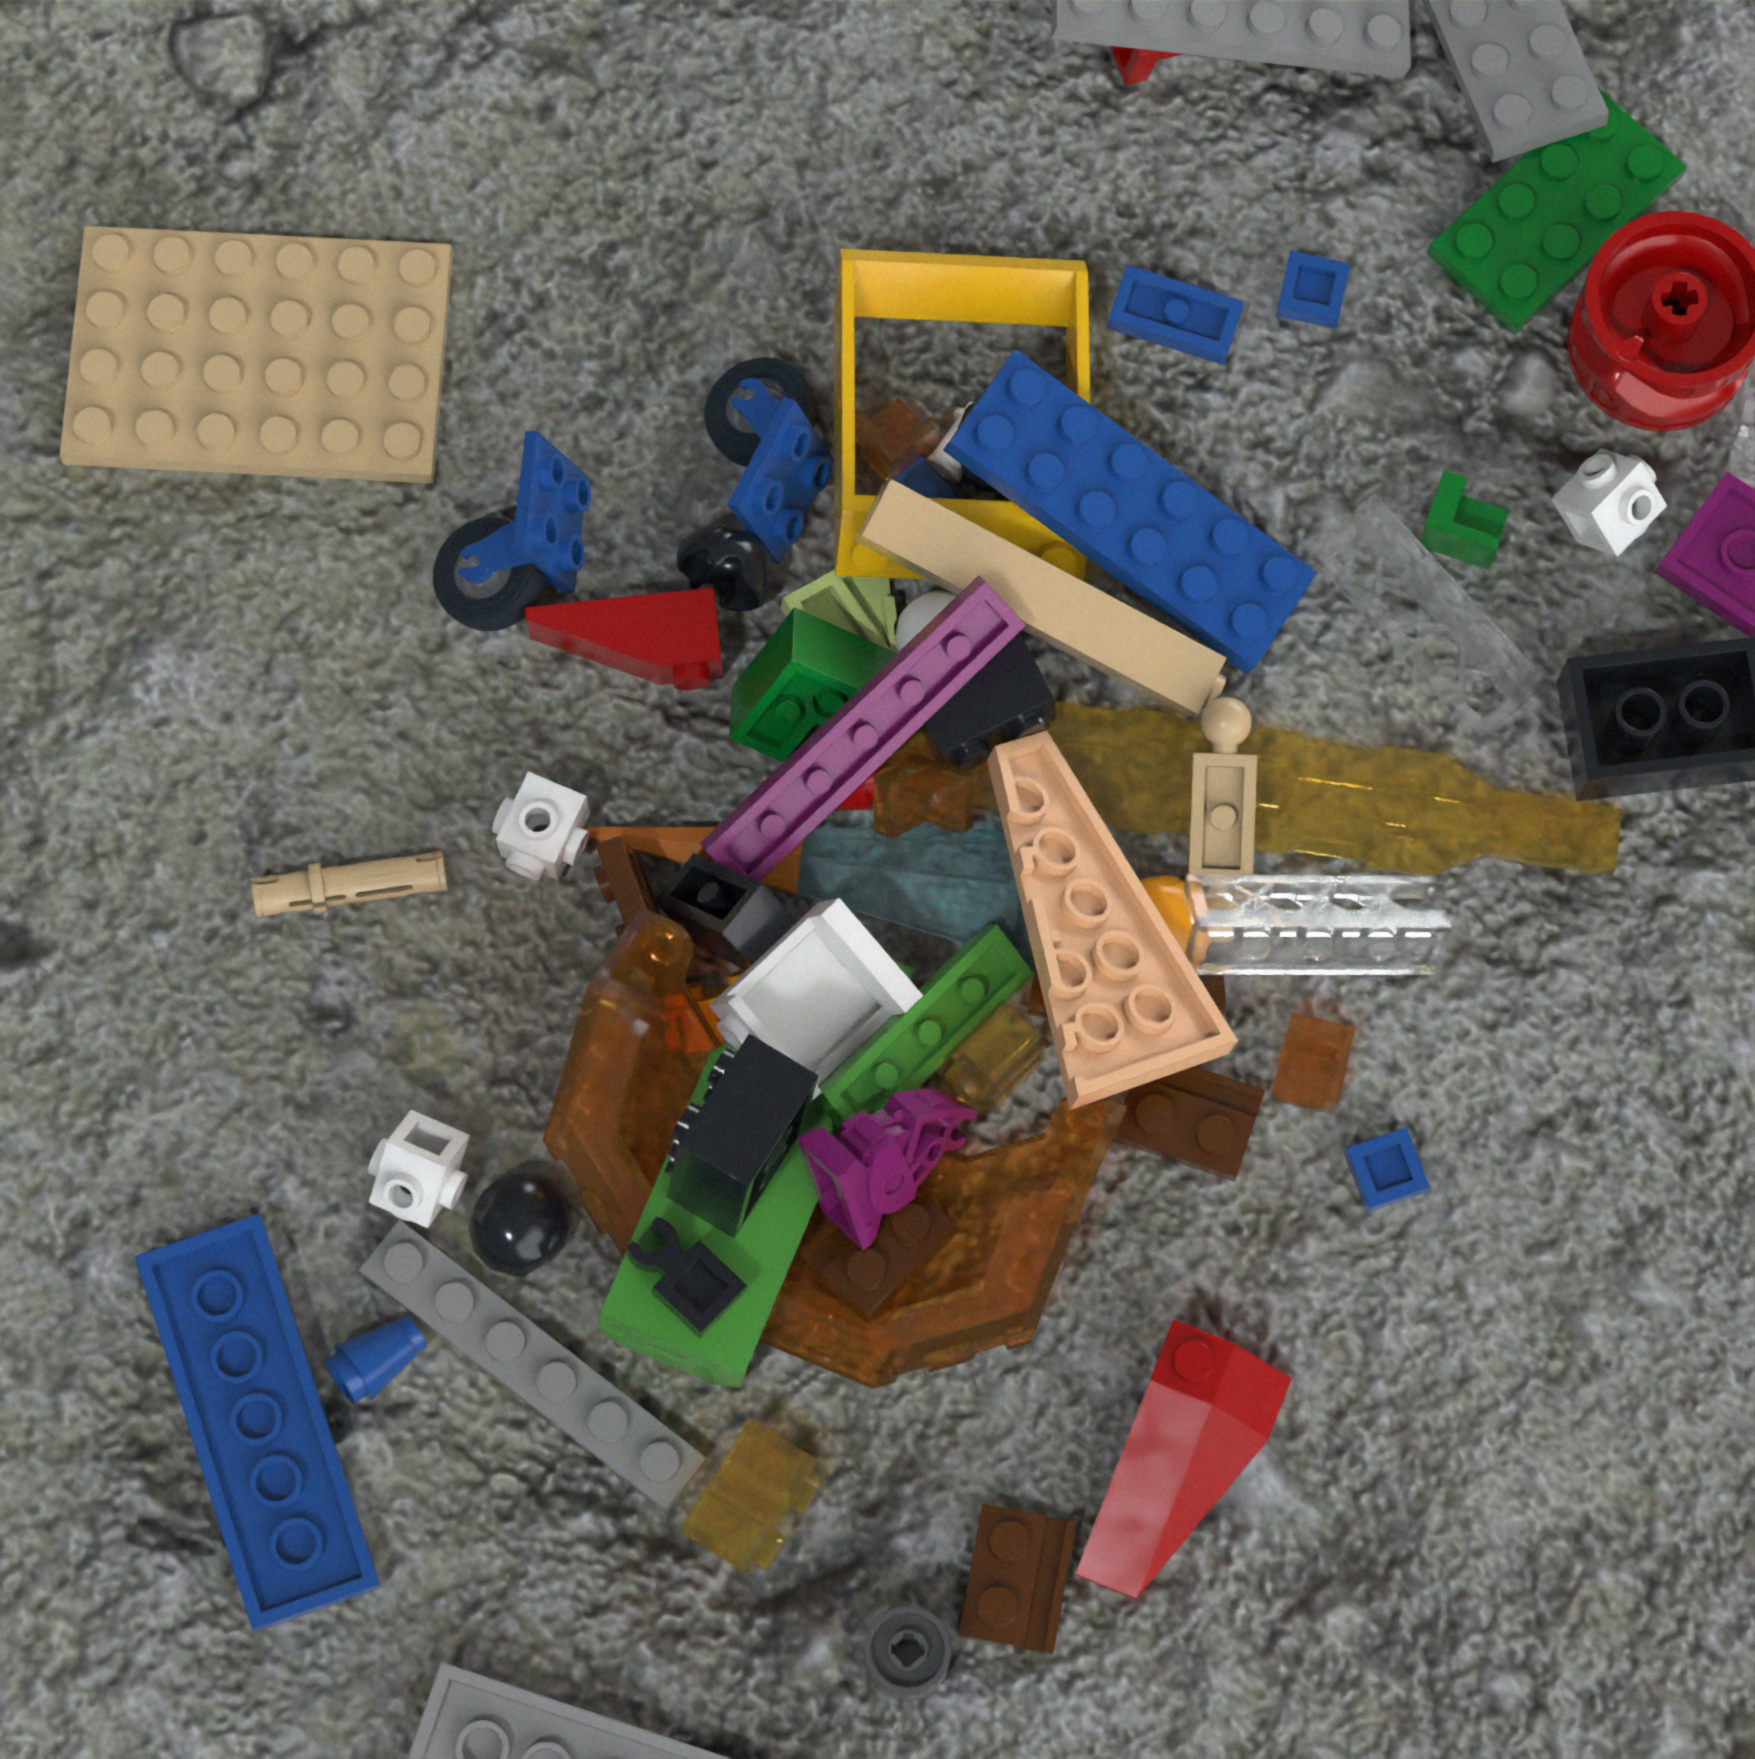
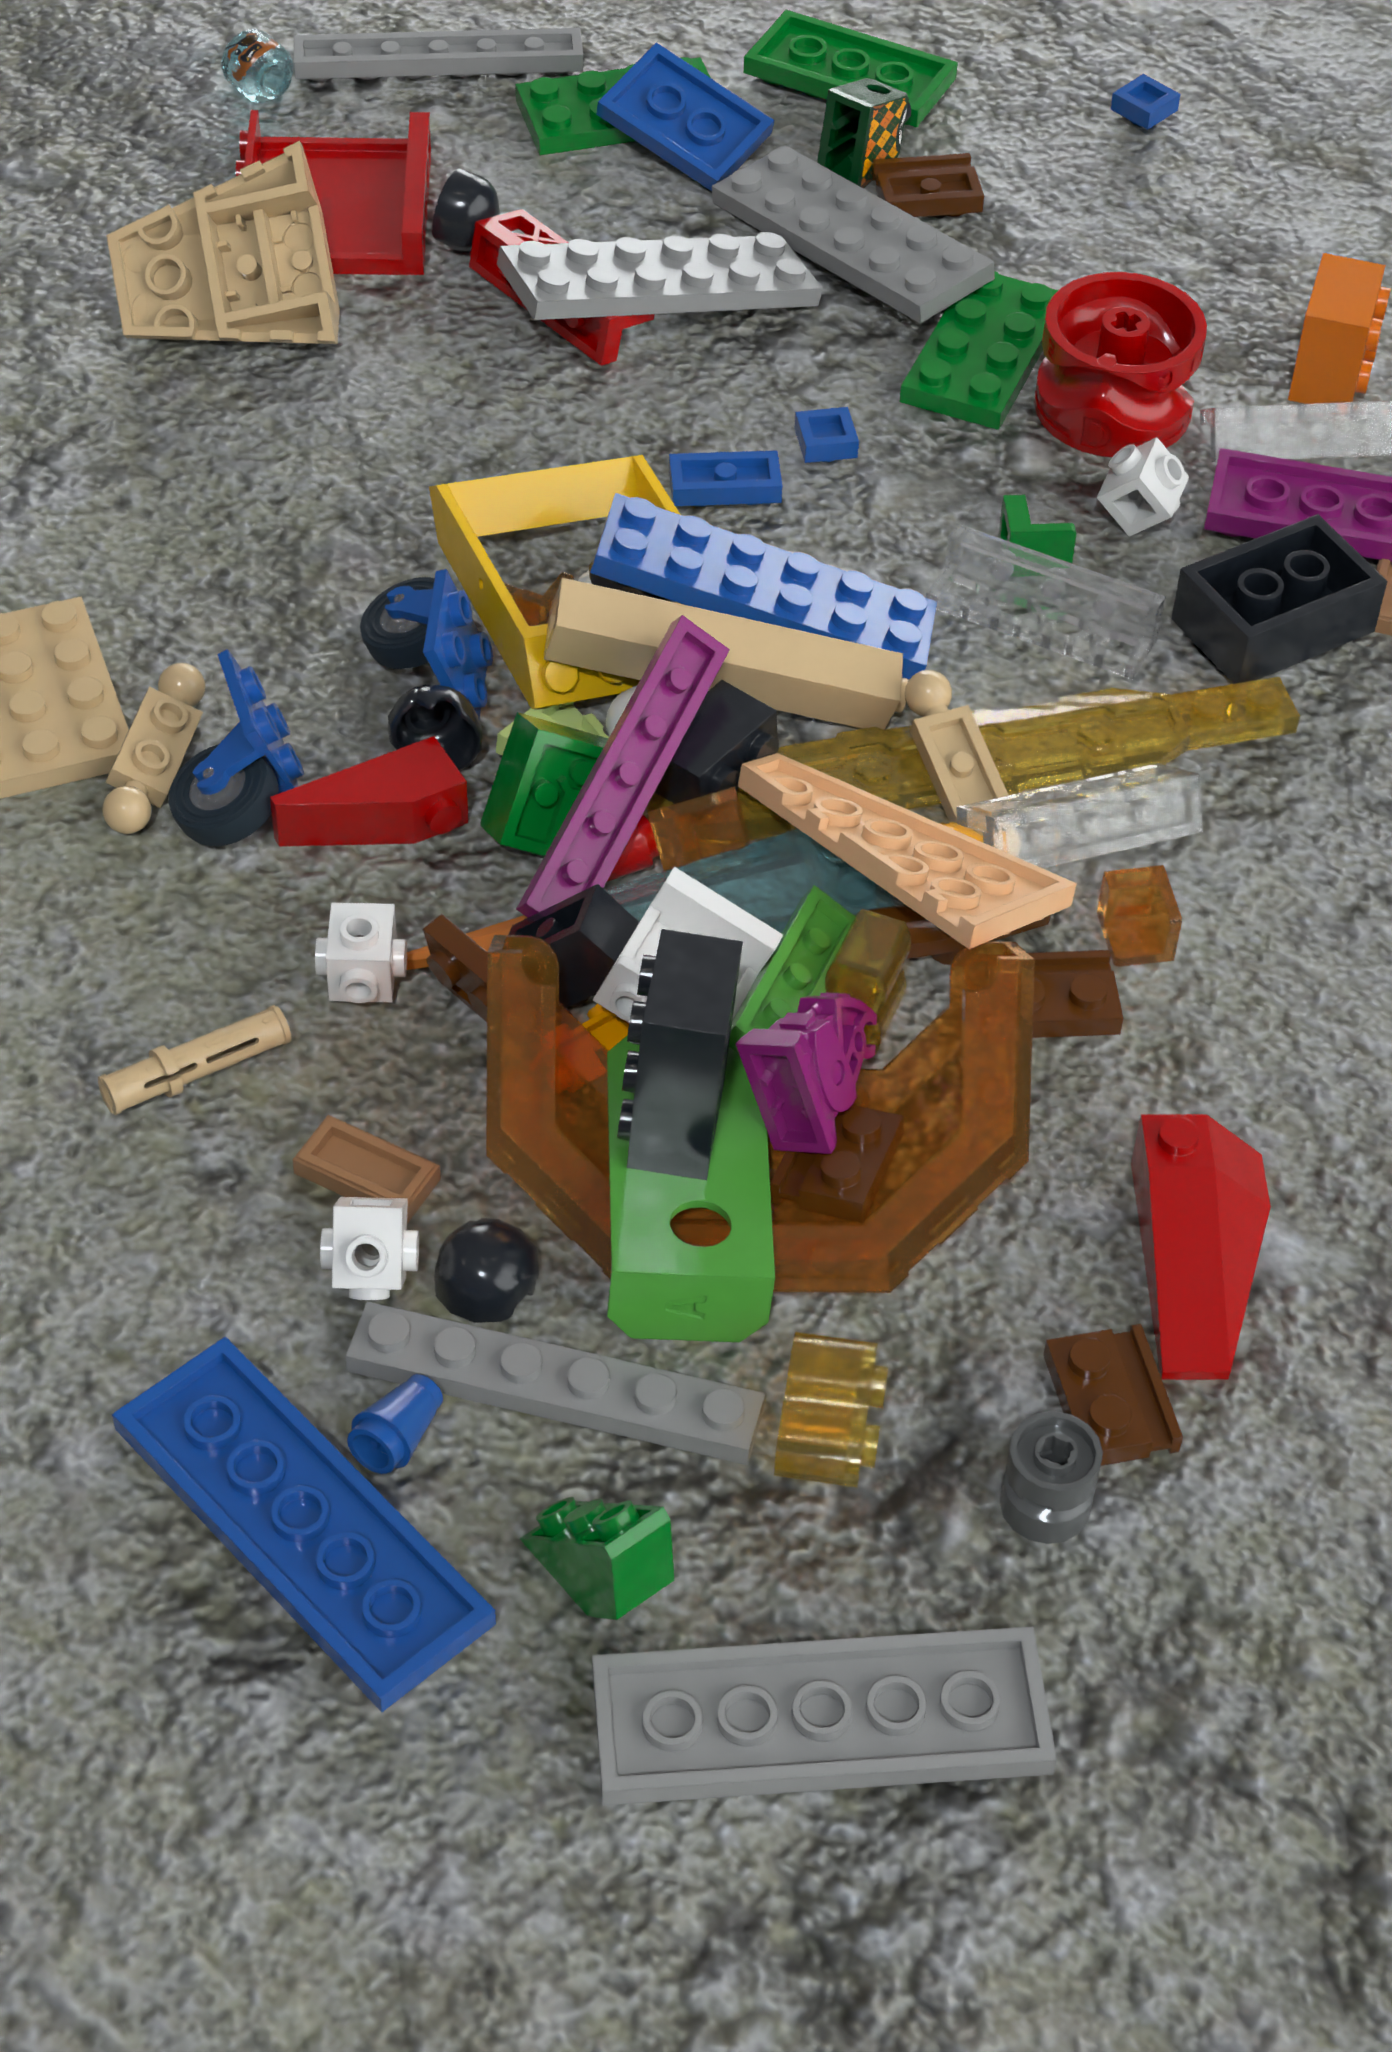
camera: 25 degrees left, 25 degrees down
(450, 477) = (154, 748): none -> tan plate
(460, 1066) = (364, 1165): none -> medium nougat tile
(486, 1565) = (604, 1552): none -> green slope
(693, 1283) = (687, 1212): black plate -> none
(1386, 1170) = (1248, 972): blue plate -> none

